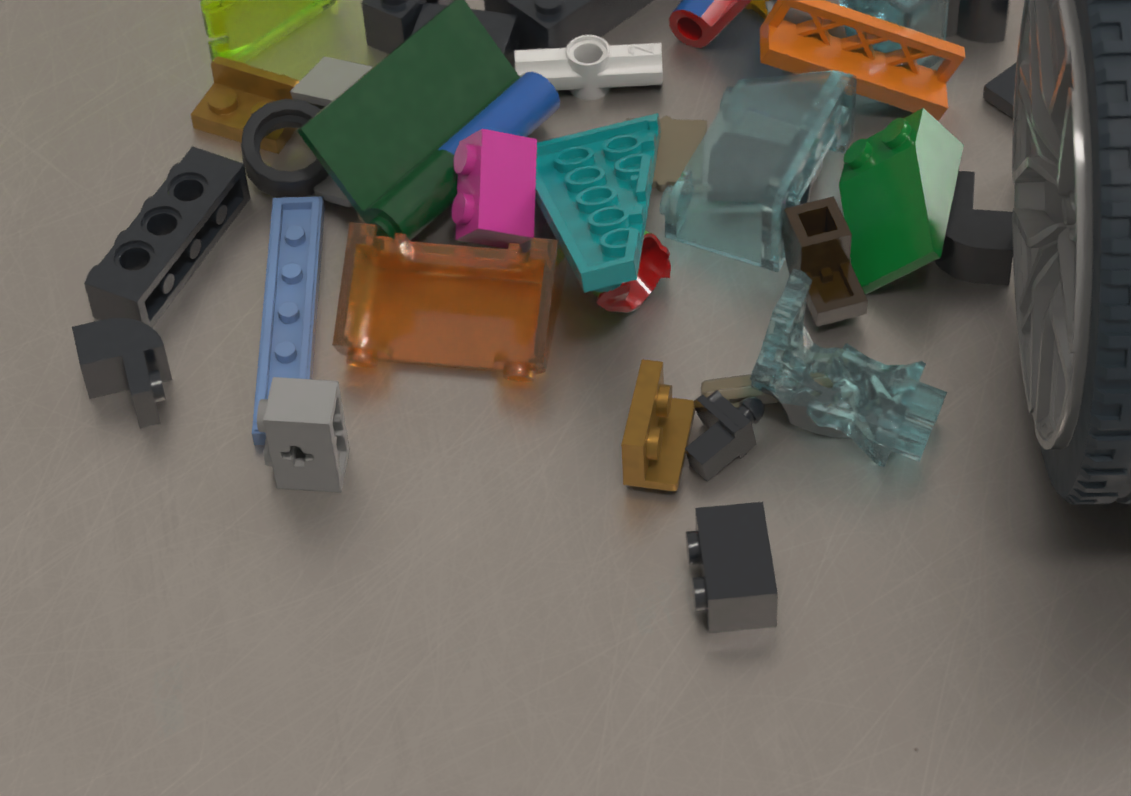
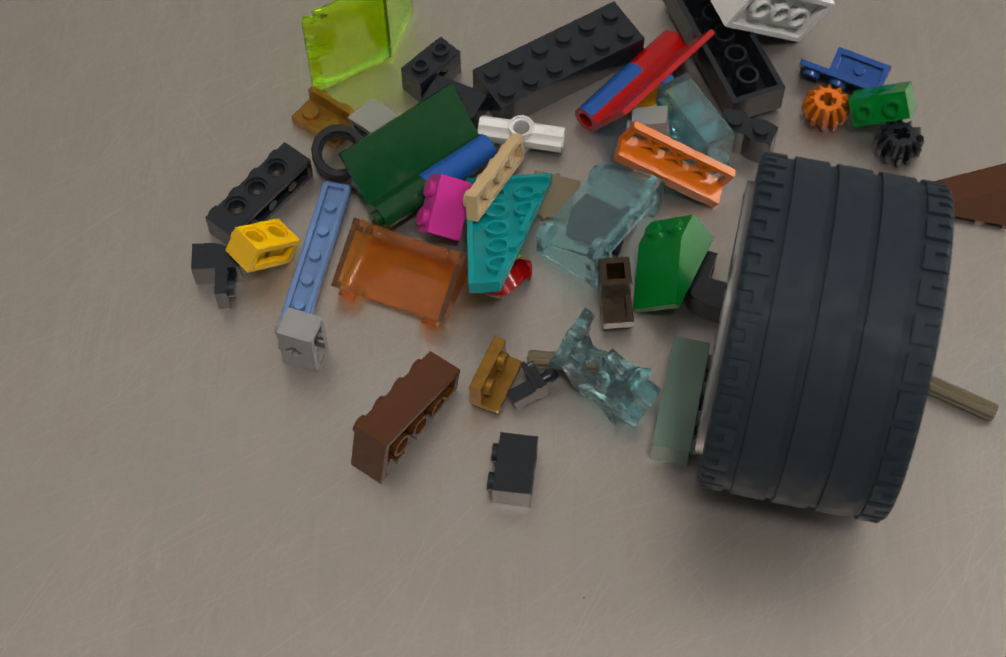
camera: 10 degrees right, 10 degrees up
(195, 305) = (262, 245): none -> yellow brick
(512, 522) = (402, 415): none -> reddish brown wedge
(566, 130) = (494, 177): none -> tan plate
(985, 407) = (680, 401): none -> sand green brick

